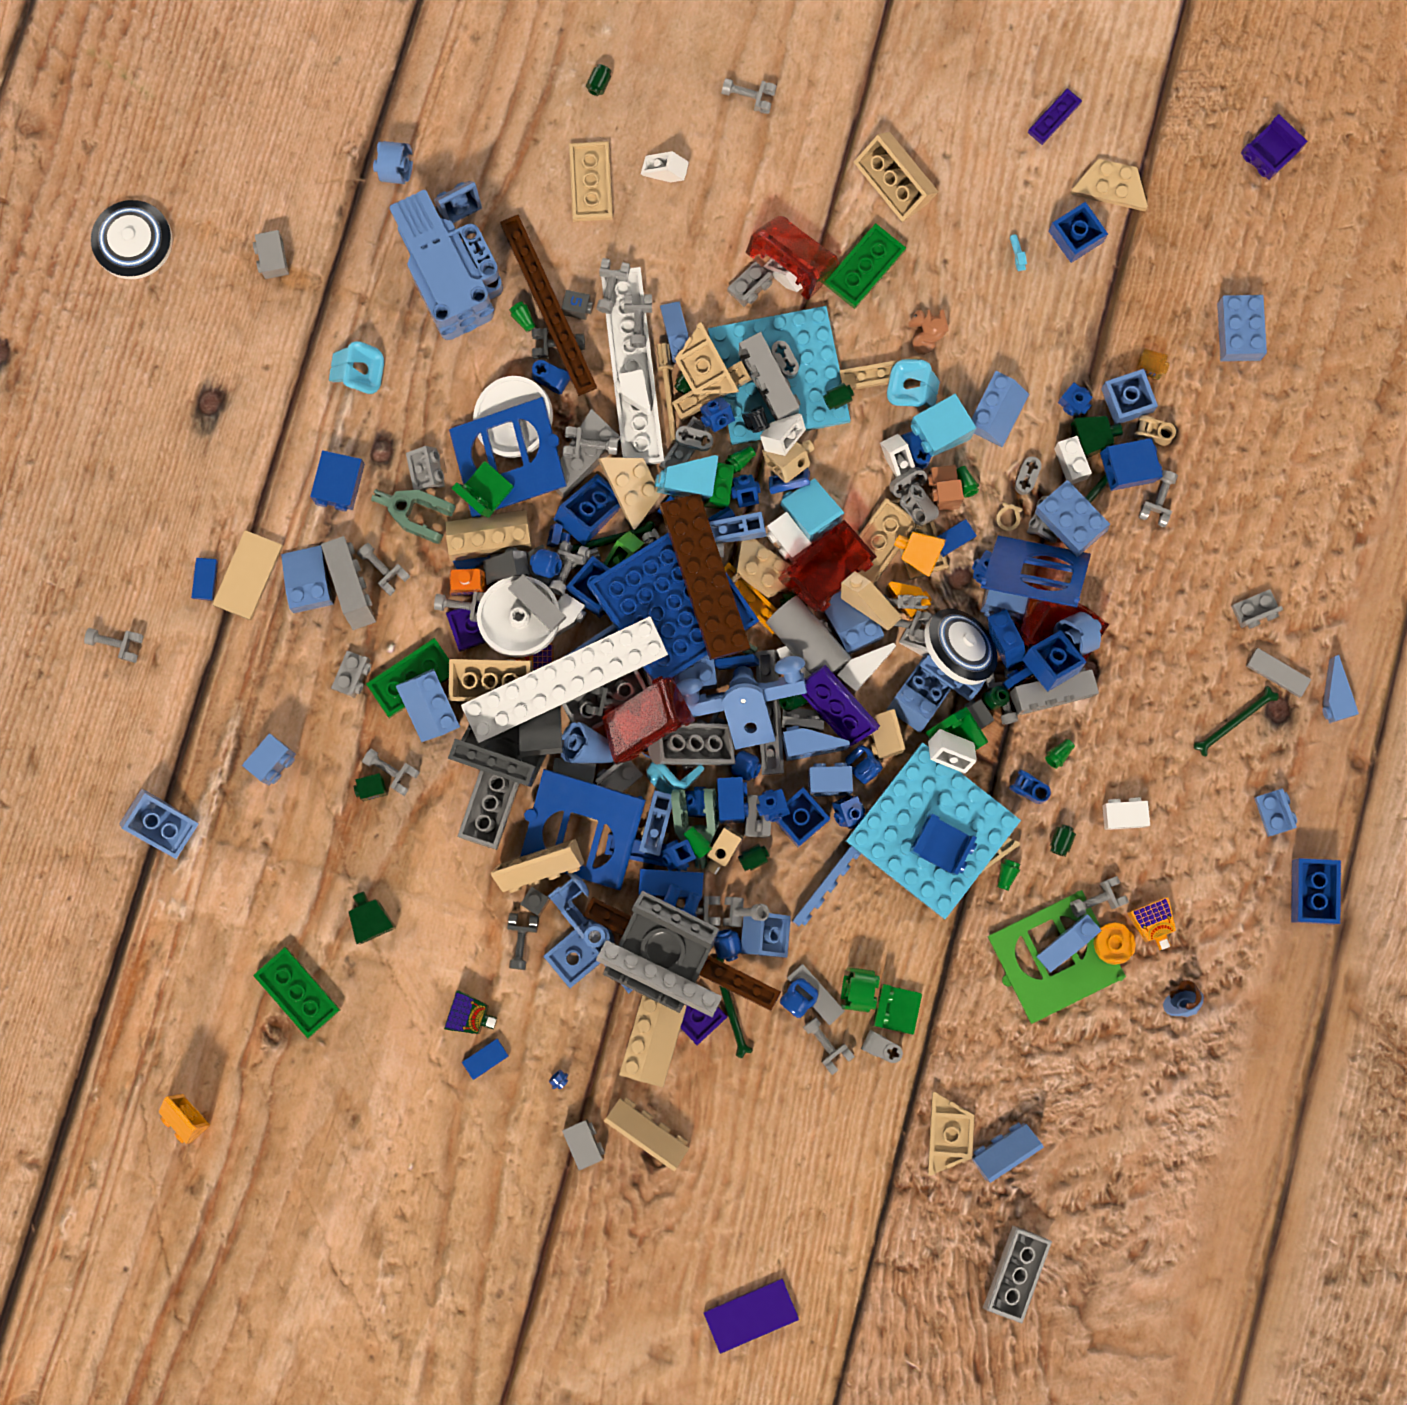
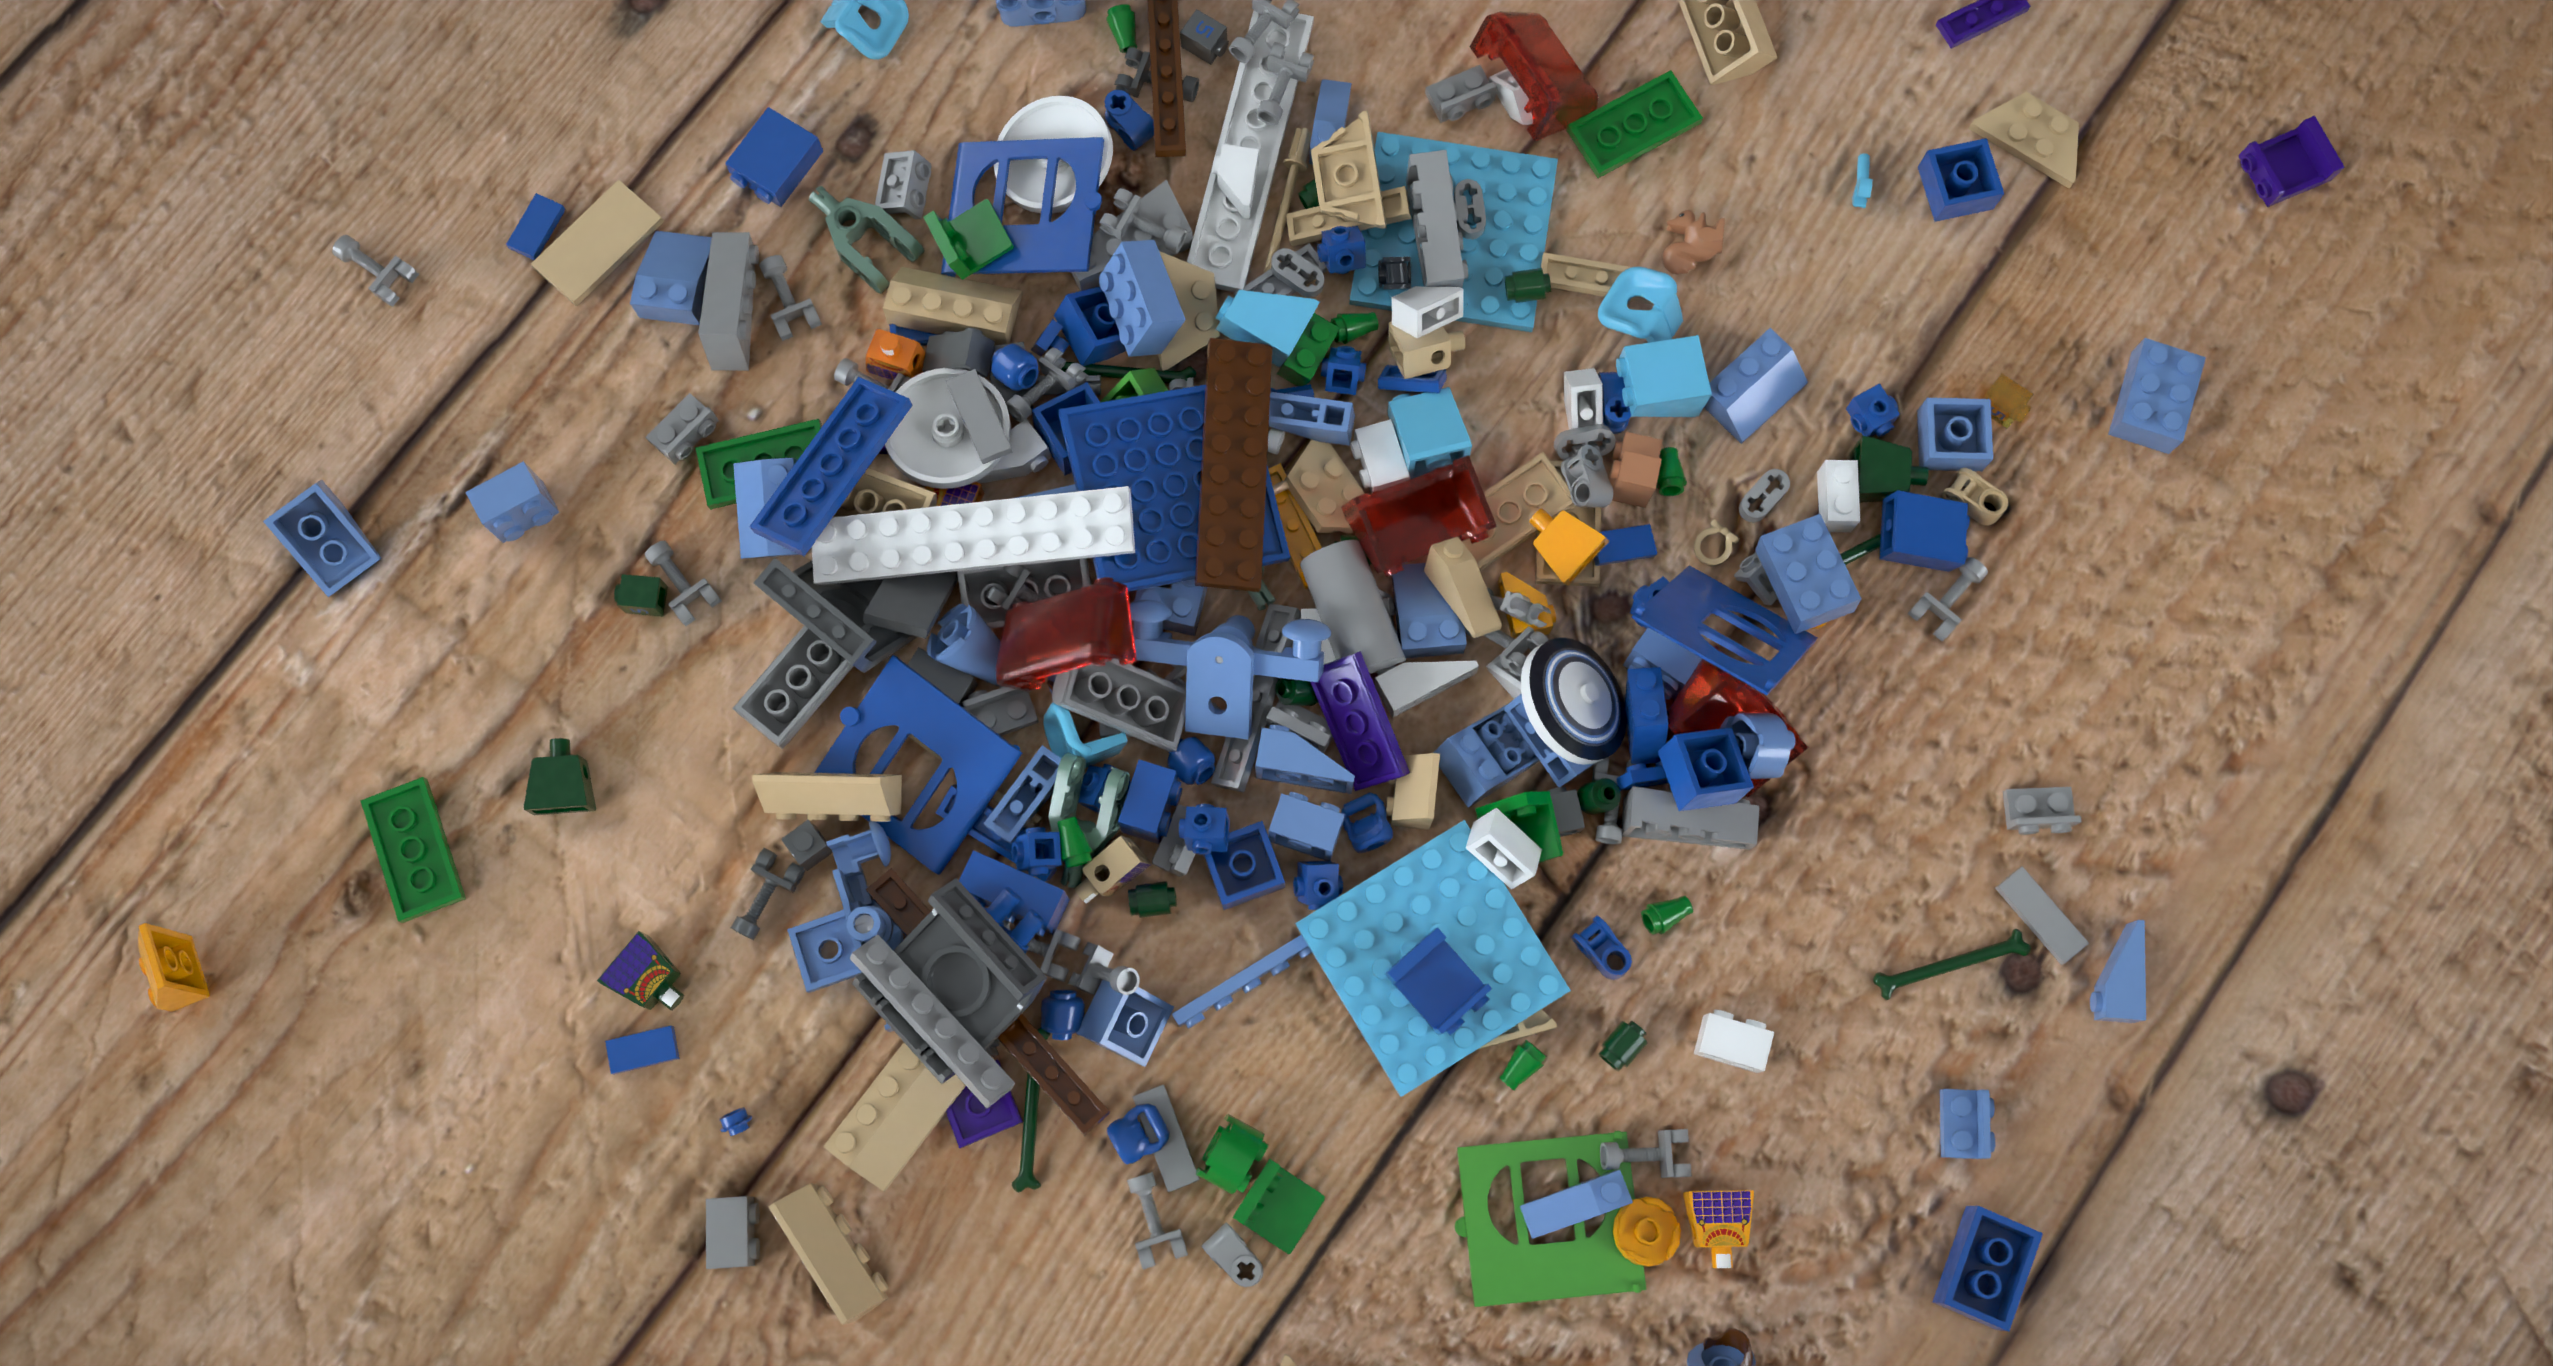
camera: 20 degrees right, 5 degrees down
(461, 667) = (831, 466): none -> blue plate
(606, 491) = (1141, 298): none -> medium blue brick
(736, 661) = (1233, 605): blue tile -> none

